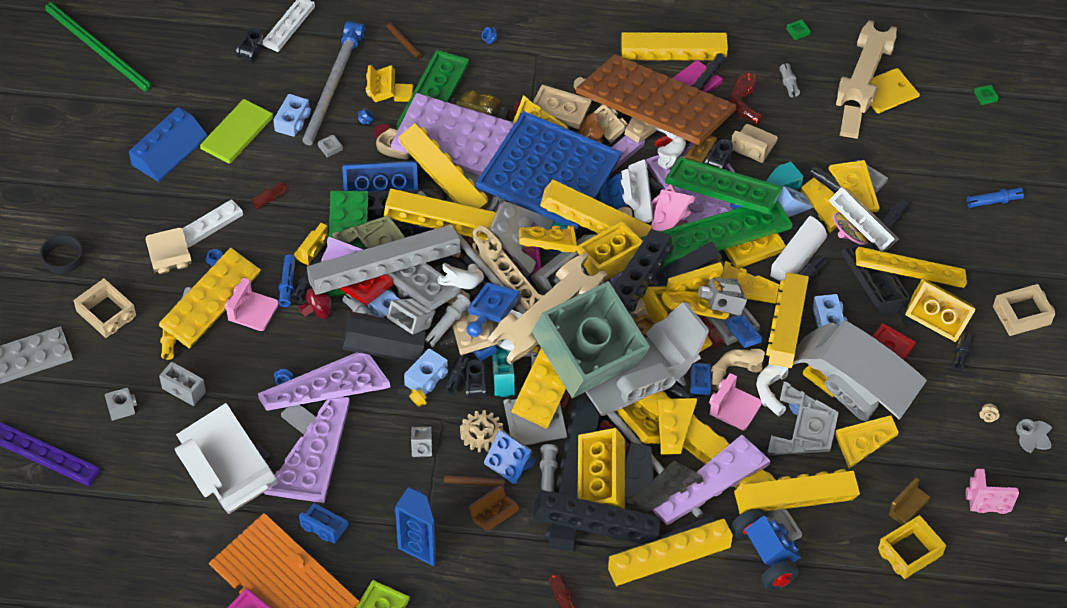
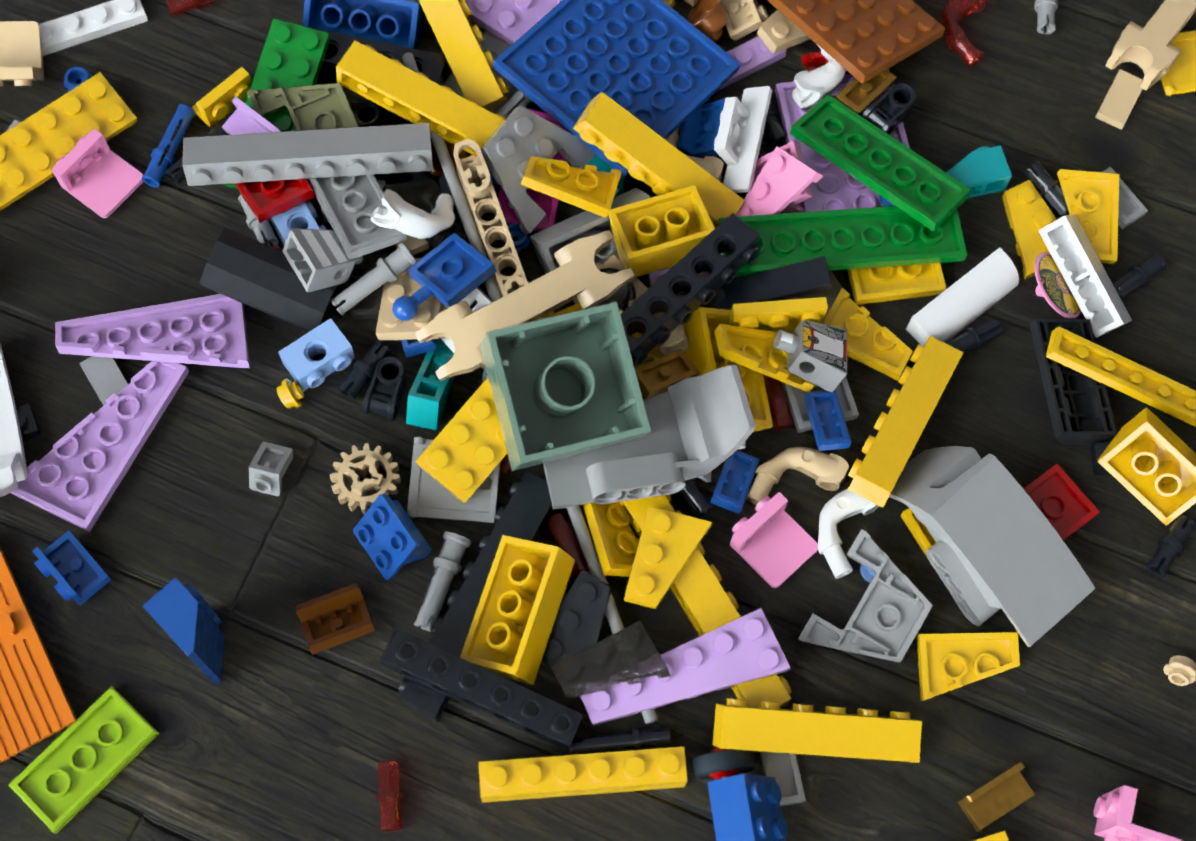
camera: 15 degrees right, 15 degrees up
(282, 376) = (104, 303): blue plate -> none
(318, 303) = (198, 200): dark red piece -> none
(474, 480) = (327, 558): reddish brown bar -> none
(753, 142) = (954, 97): tan bracket -> none
(793, 202) = (983, 214): light blue slope -> none
(828, 310) = (968, 425): light blue brick -> none

